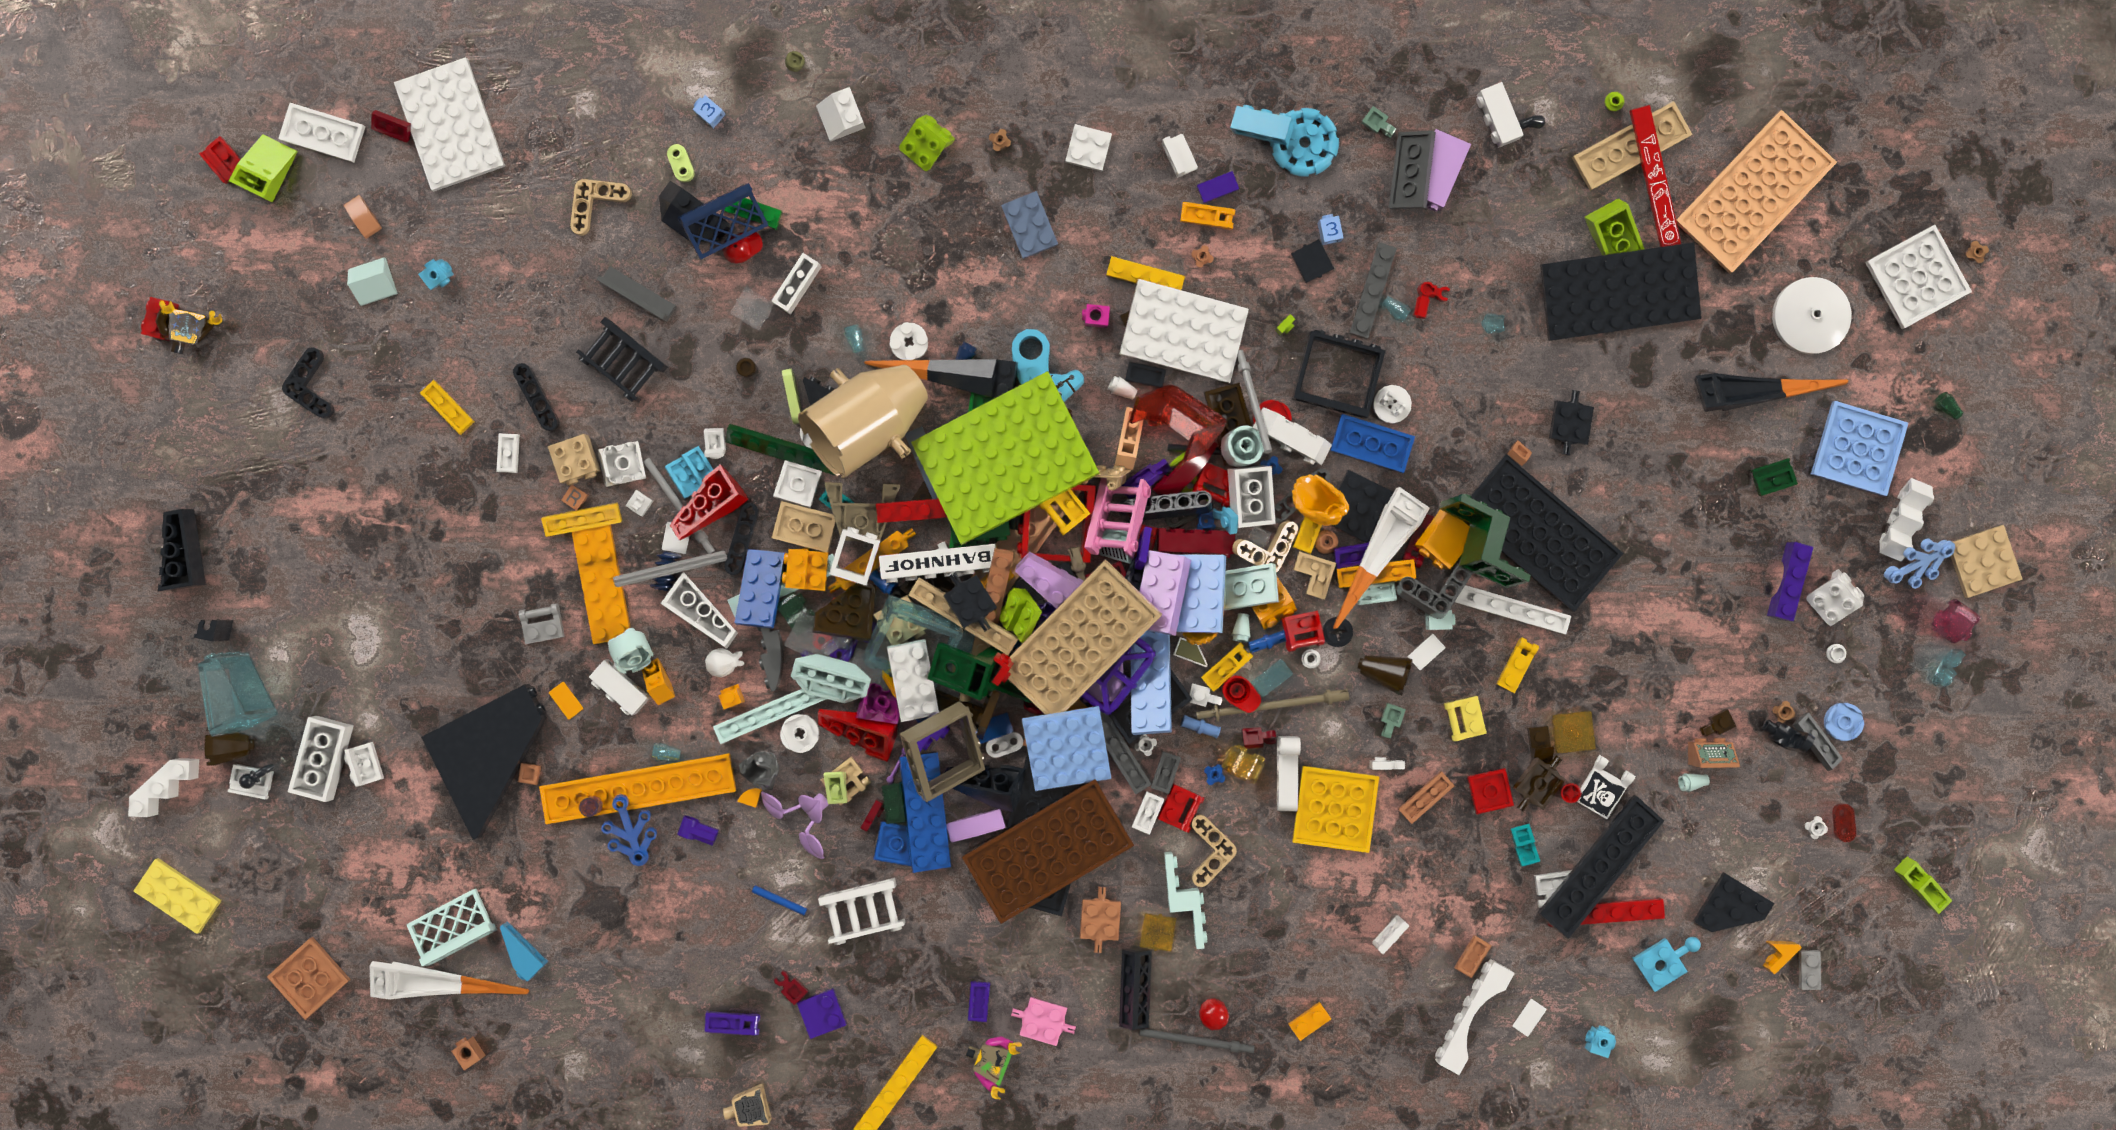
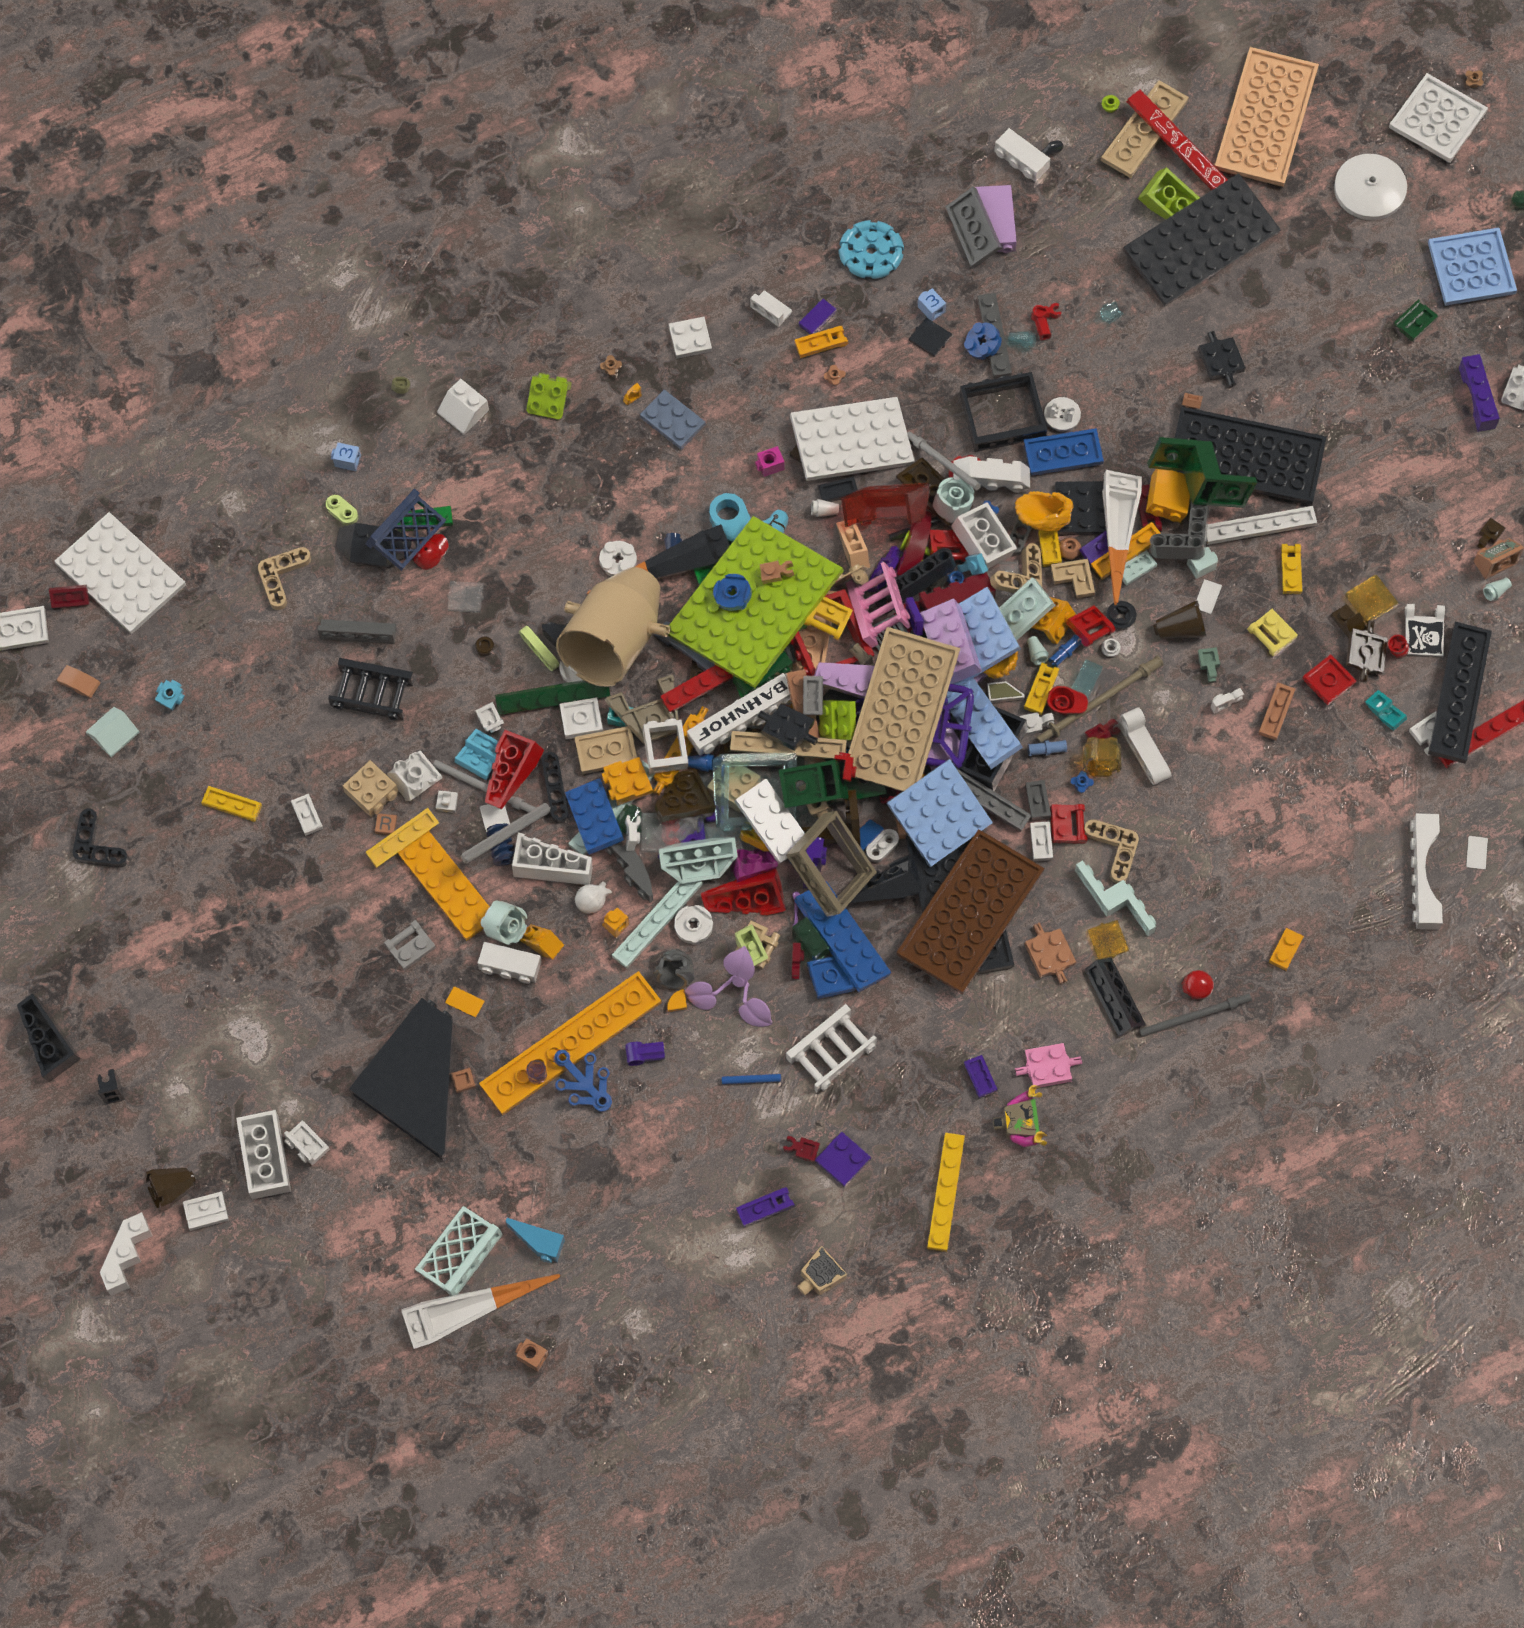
camera: 25 degrees left, 20 degrees down
(177, 895) = (183, 1350): light yellow plate -> none
(235, 703) = (163, 1124): clear light blue windscreen -> none
(248, 780) = (205, 1205): black bar -> none
(308, 978) = (346, 1362): nougat plate -> none
(537, 396) = (308, 757): black beam -> none
(664, 752) = (577, 1000): clear light blue cone -> none
(782, 630) = (632, 835): none -> white plate
(796, 283) = (495, 554): white brick -> none
(854, 337) = (568, 576): clear light blue cone -> none
(976, 443) = (734, 602): none -> blue plate
(976, 825) = (895, 924): lavender slope -> none
(1004, 181) = (632, 394): none -> light orange tile
(1007, 584) = (812, 695): none -> light grey plate
(1034, 441) = (773, 571): none -> nougat plate
(1133, 271) = (780, 415): yellow plate -> none
(1148, 749) = (1011, 782): white plate -> none
(1262, 124) = (828, 250): medium azure brick -> none
(1286, 325) = (936, 394): lime plate -> none
(1335, 809) = (1204, 759): yellow plate -> none
(1368, 295) = (974, 337): none -> blue plate
(1376, 121) = (922, 206): sand green plate -> none
(1390, 934) = (1312, 835): white plate -> none
(1472, 956) = (1396, 822): nougat plate -> none
(1733, 392) = (1342, 271): black plate -> none

